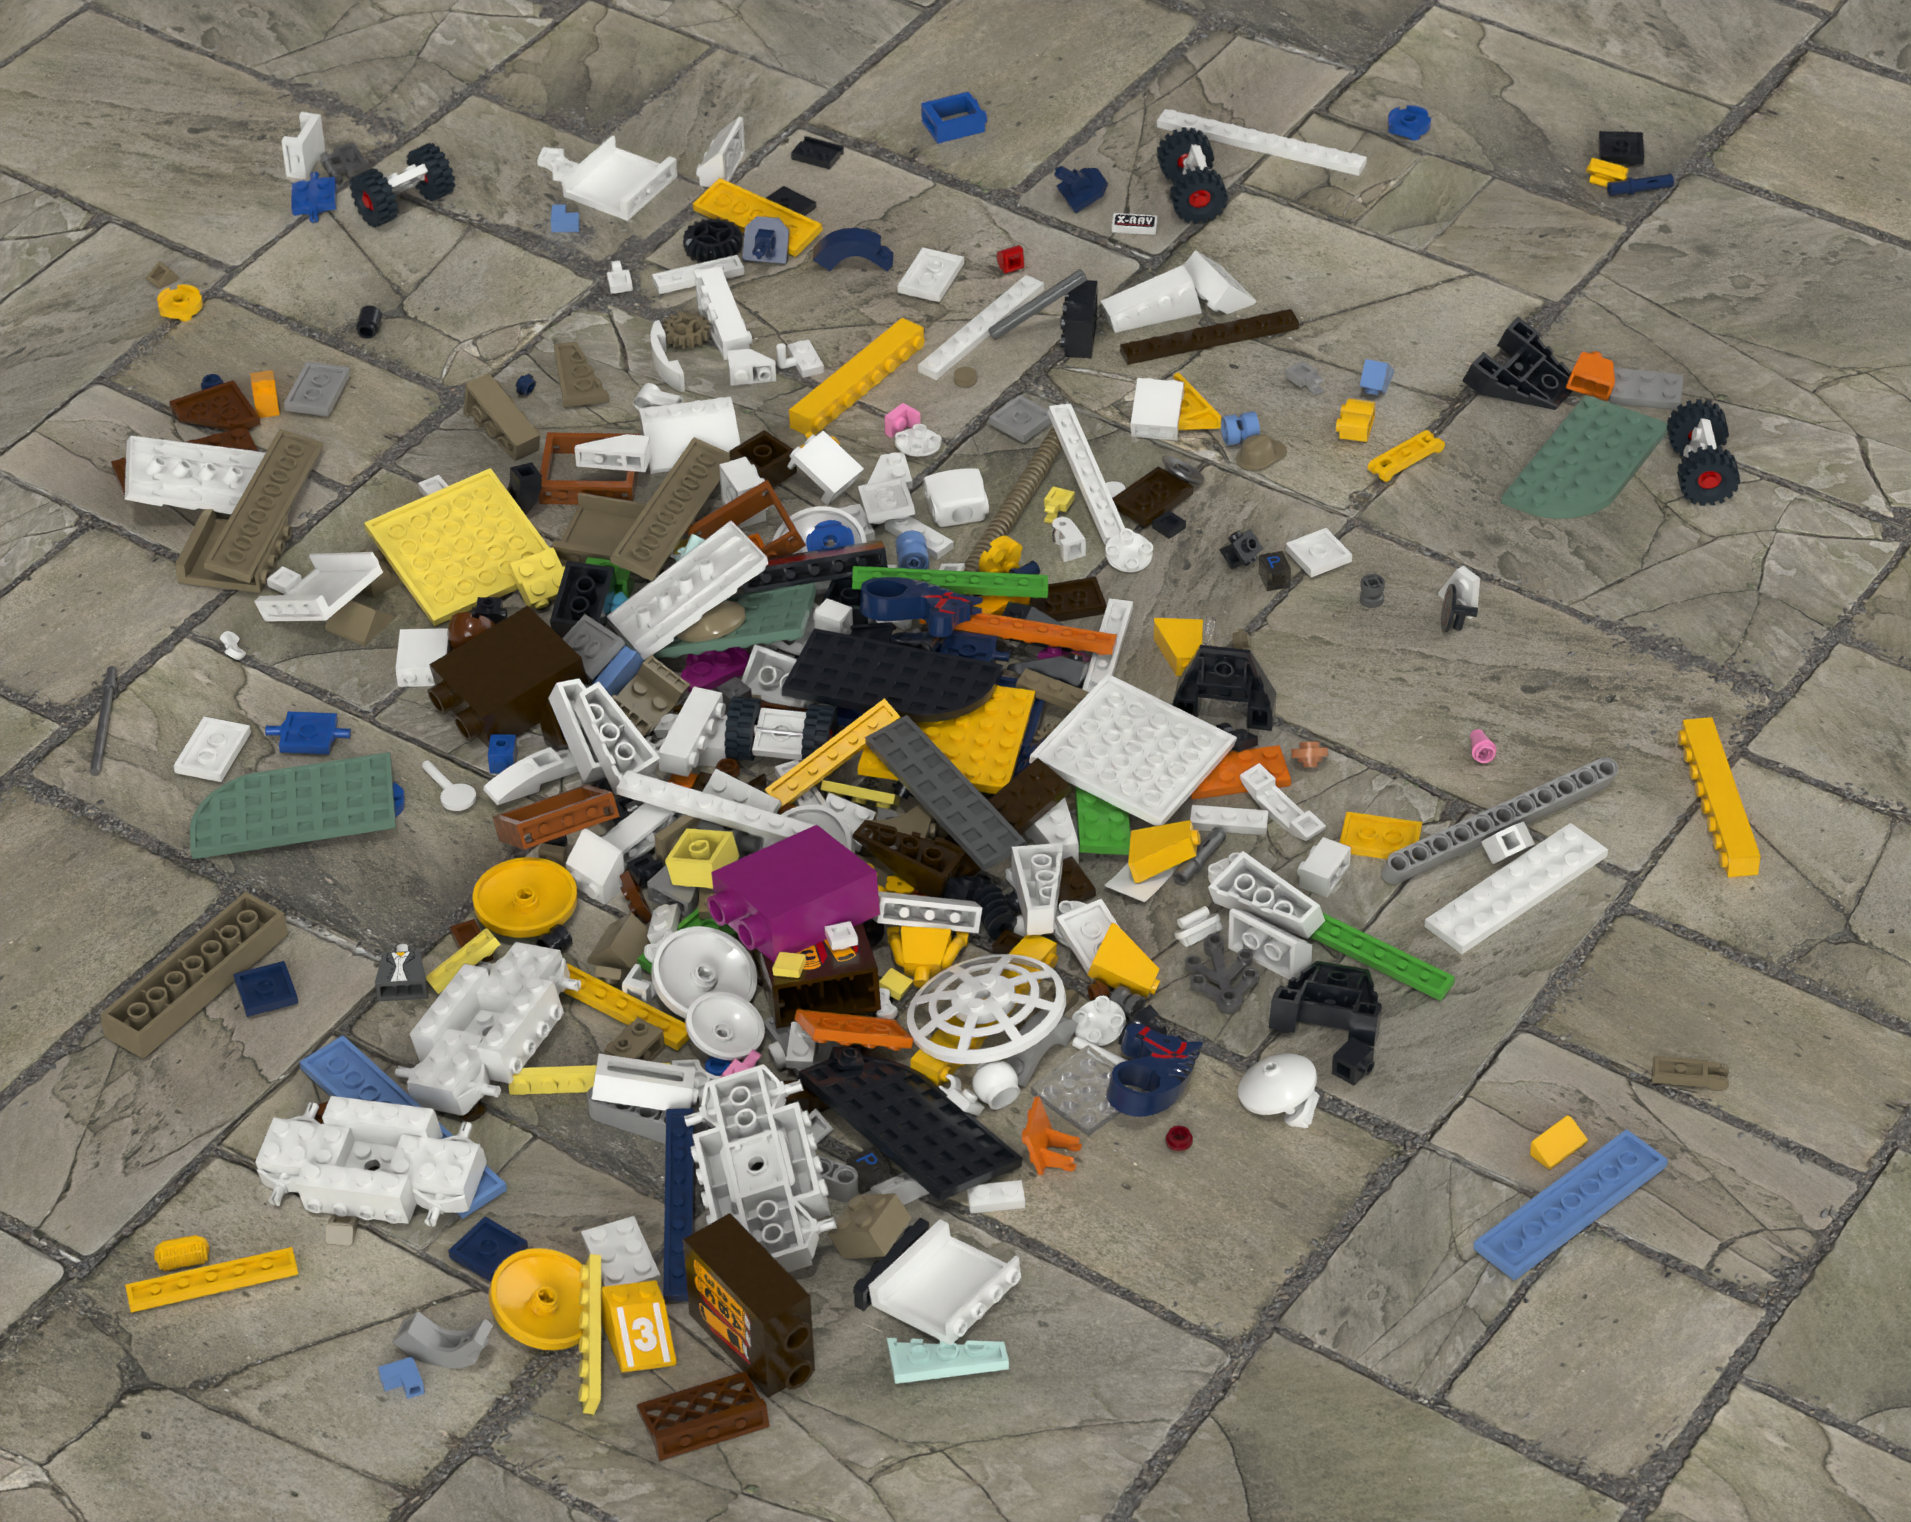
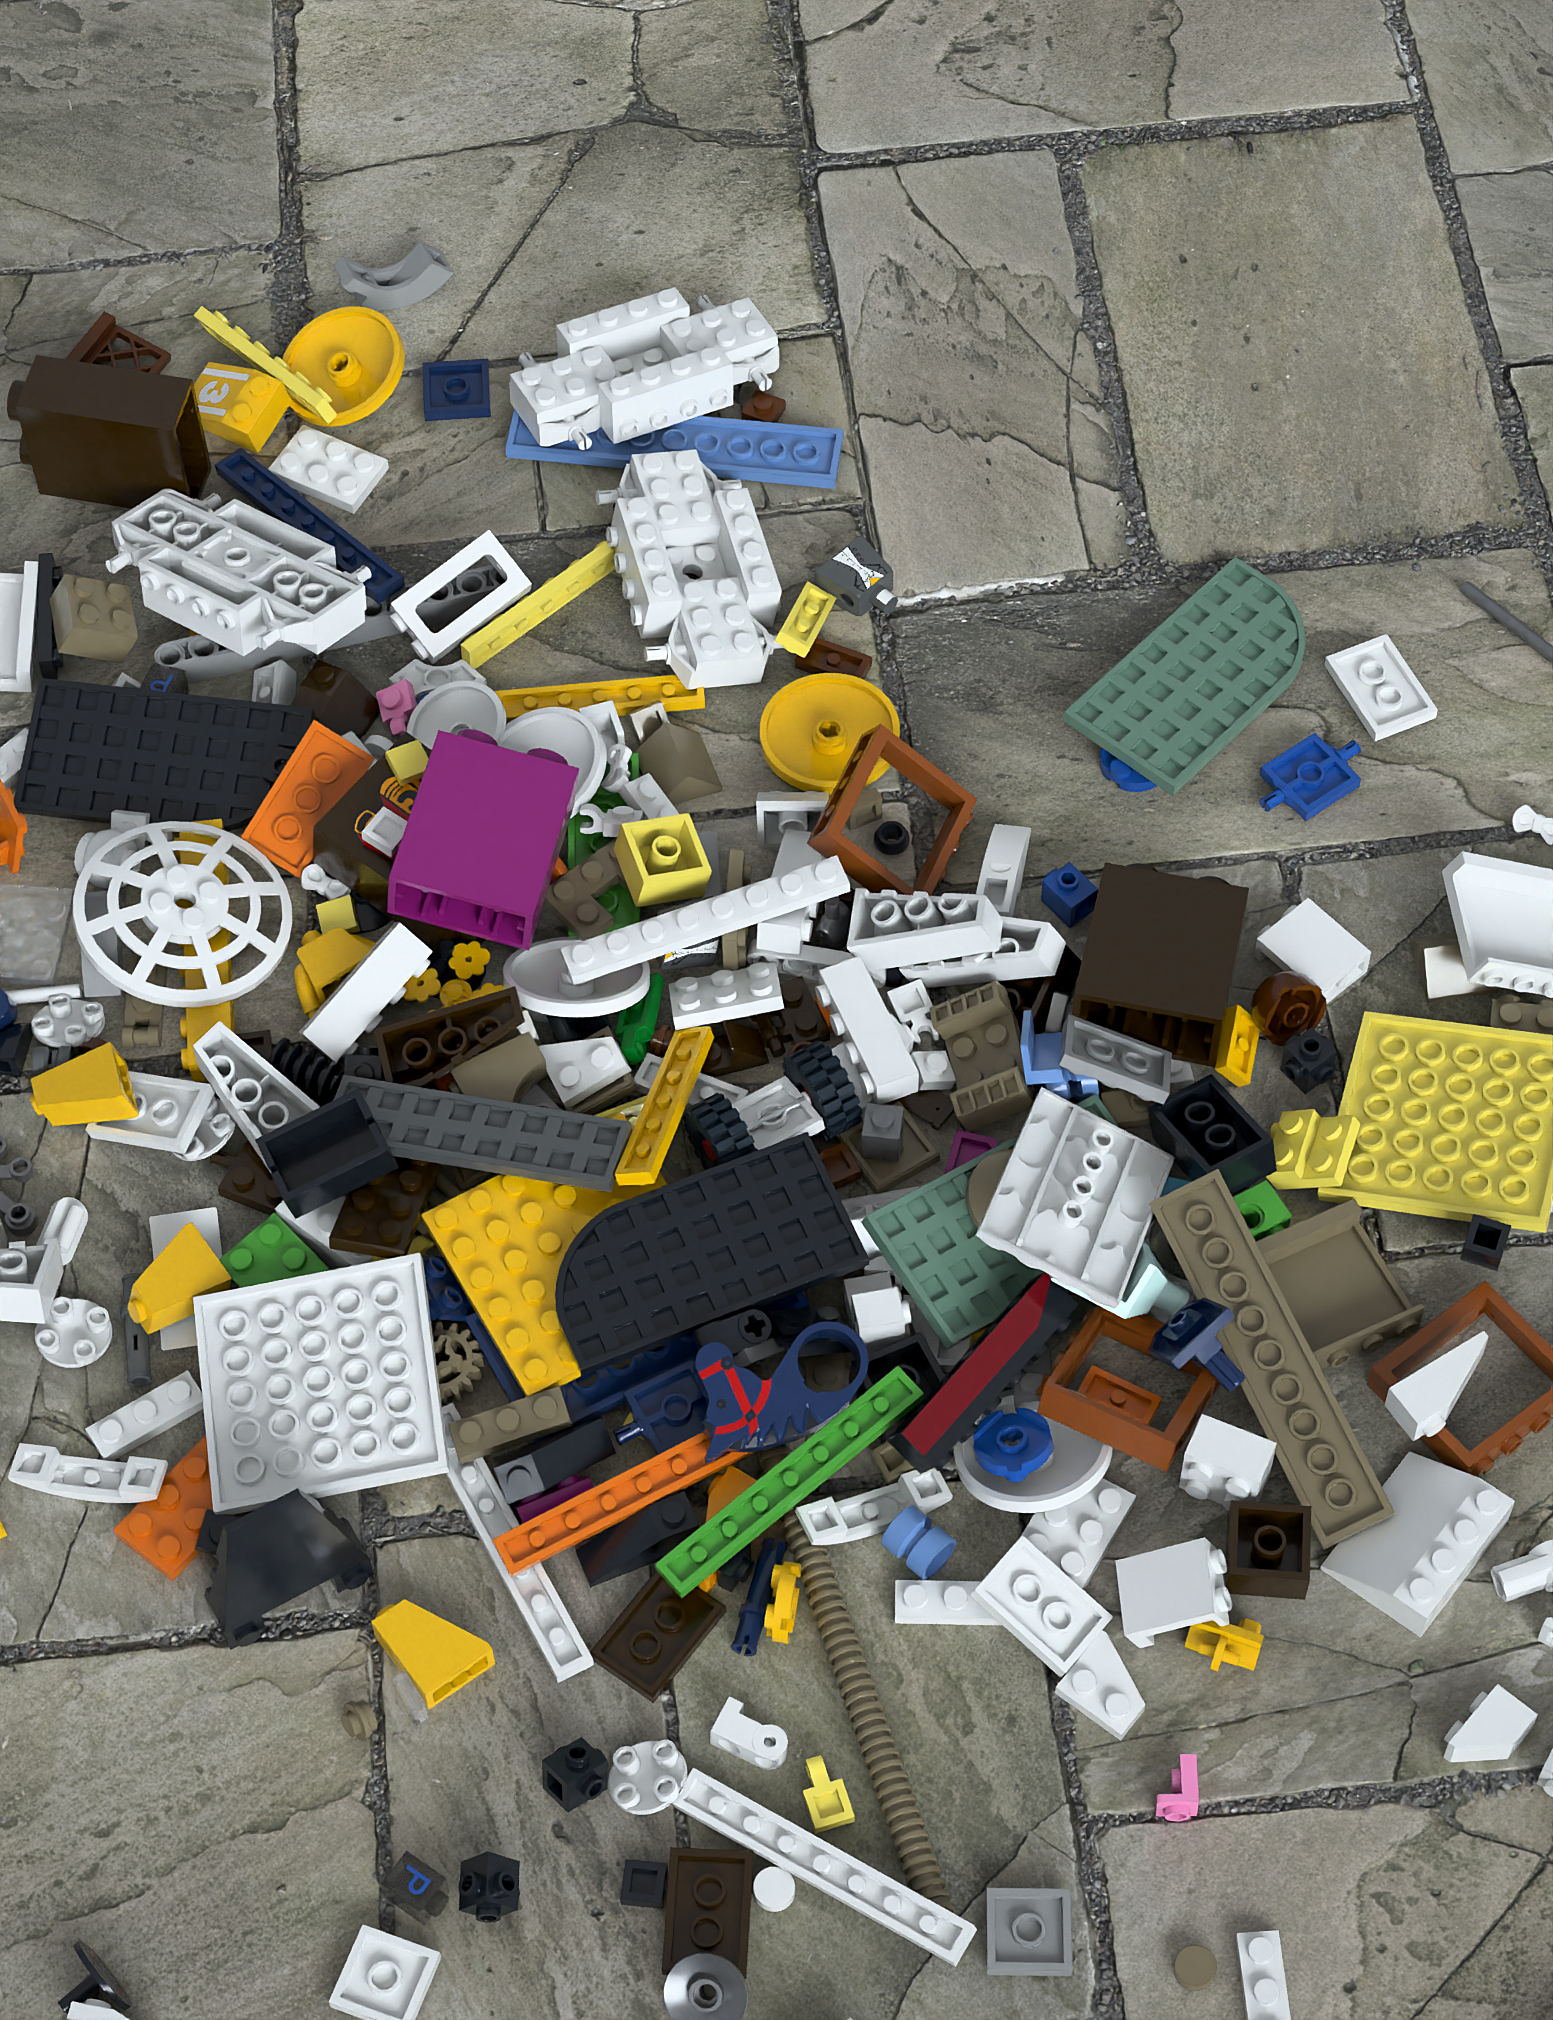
camera: 140 degrees right, 15 degrees up
(181, 1252) = (729, 211): yellow piece -> none
(193, 975) = (1051, 437): dark tan brick -> none
(211, 1279) = (674, 211): yellow plate -> none
(265, 988) = (974, 481): dark blue plate -> none
(403, 1374) = (397, 246): medium blue piece -> none
(453, 797) = (1060, 818): white piece -> none
(557, 938) = (747, 716): black wheel -> none
(632, 892) = (732, 827): reddish brown plate -> none
(637, 1041) = (533, 655): dark tan brick -> none
(644, 868) = (761, 860): black bracket -> none
(694, 914) = (608, 822): none -> white plate
(702, 516) = (1192, 1336): none -> dark blue piece
(802, 356) = (1449, 1823): white plate -> none
(856, 377) = (1329, 1833): yellow brick -> none
(917, 441) = (1124, 1772): white dish -> none
(956, 497) = (957, 1686): white piece -> none
(1035, 808) = (326, 1153): none -> black piece
(1161, 562) = (575, 1774): none -> black brick
(1309, 753) = (115, 1580): nougat plate -> none
(1372, 591) = (253, 1961): dark grey wheel -> none

